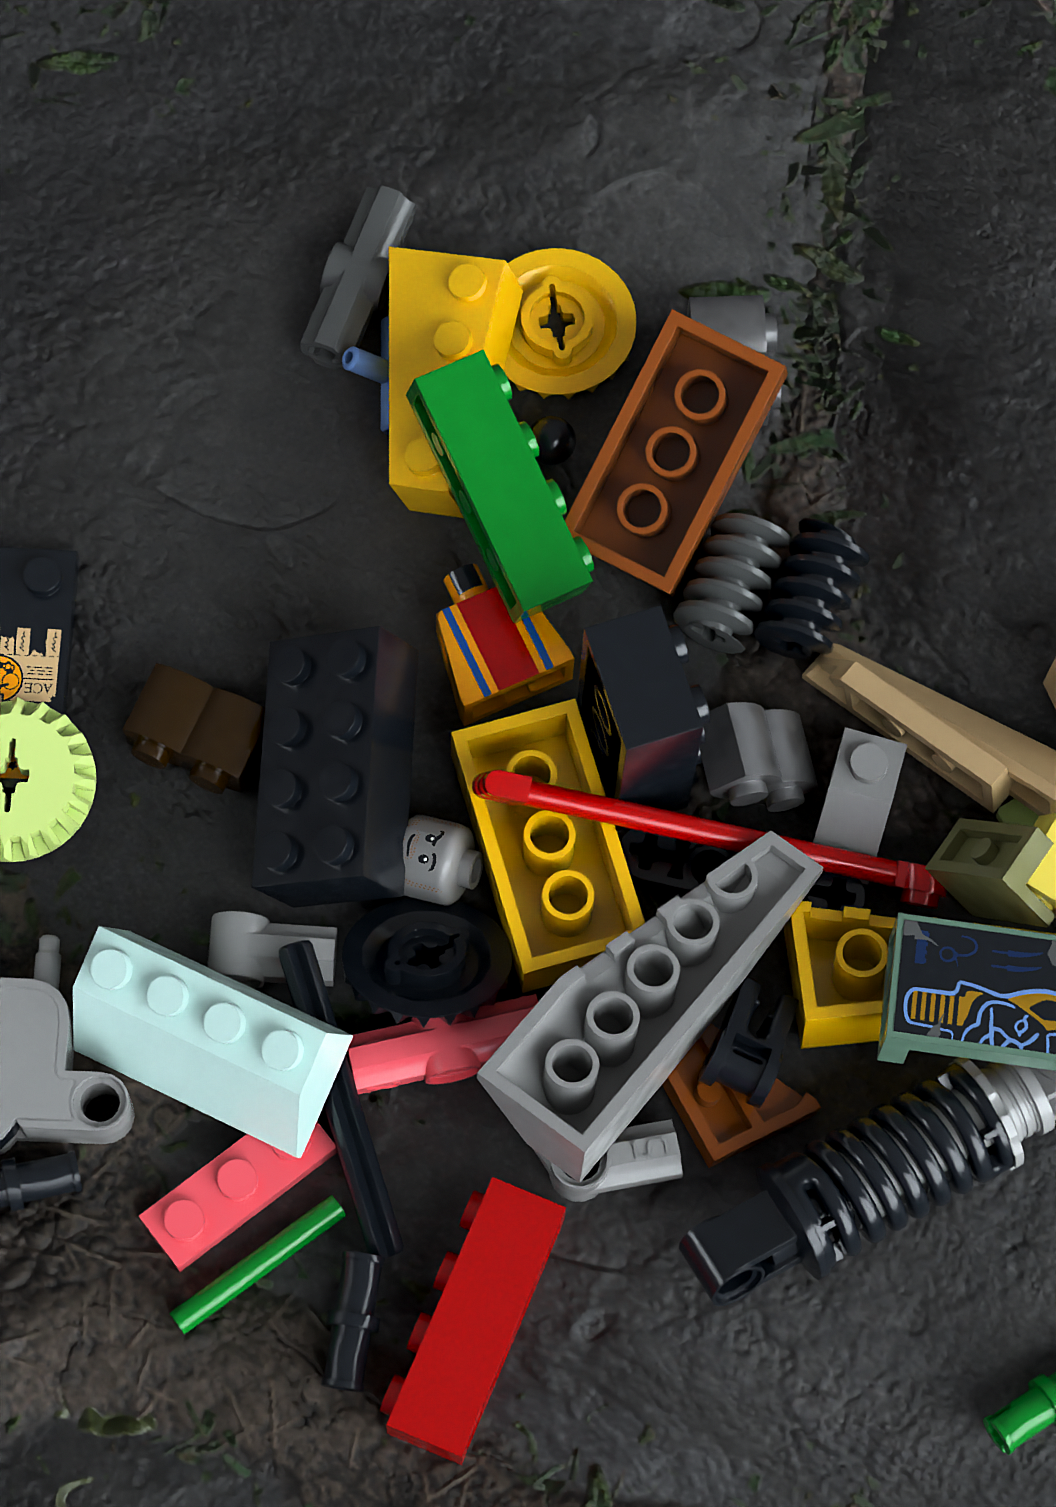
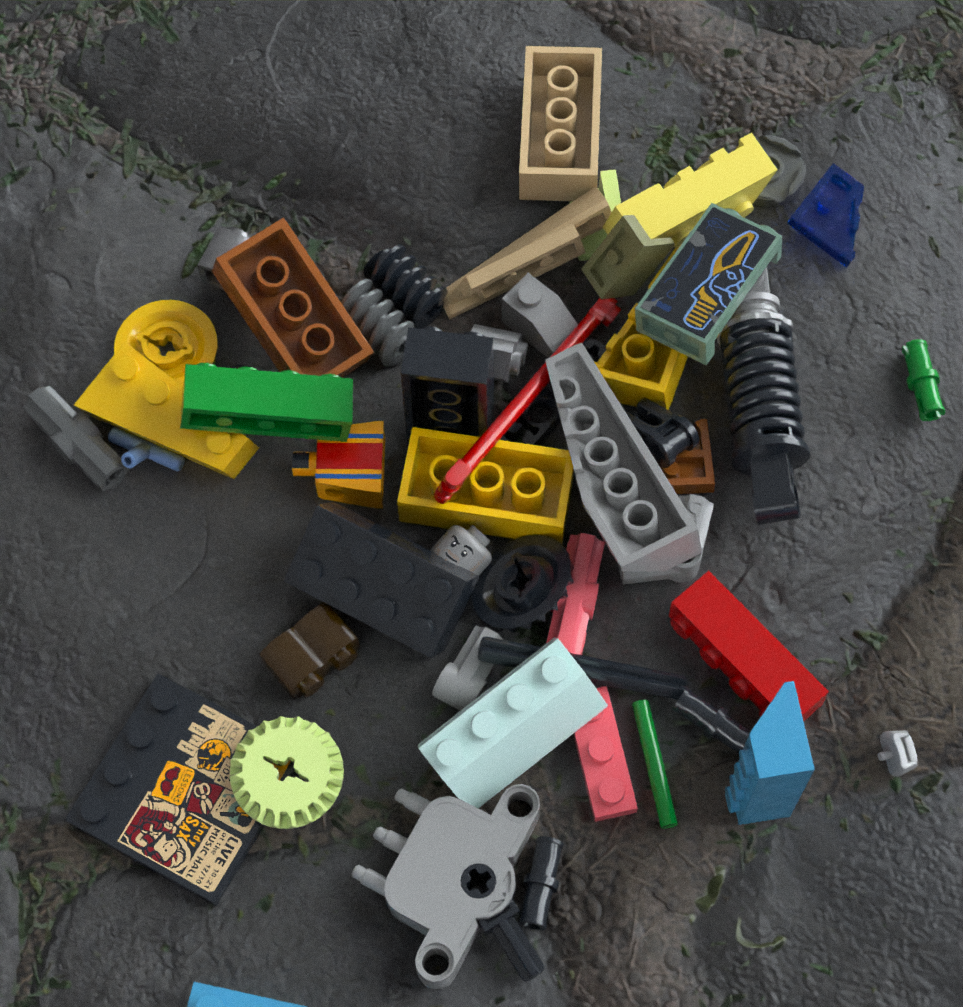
camera: 60 degrees left, 5 degrees down
(293, 1402) = (772, 763): none -> dark azure slope

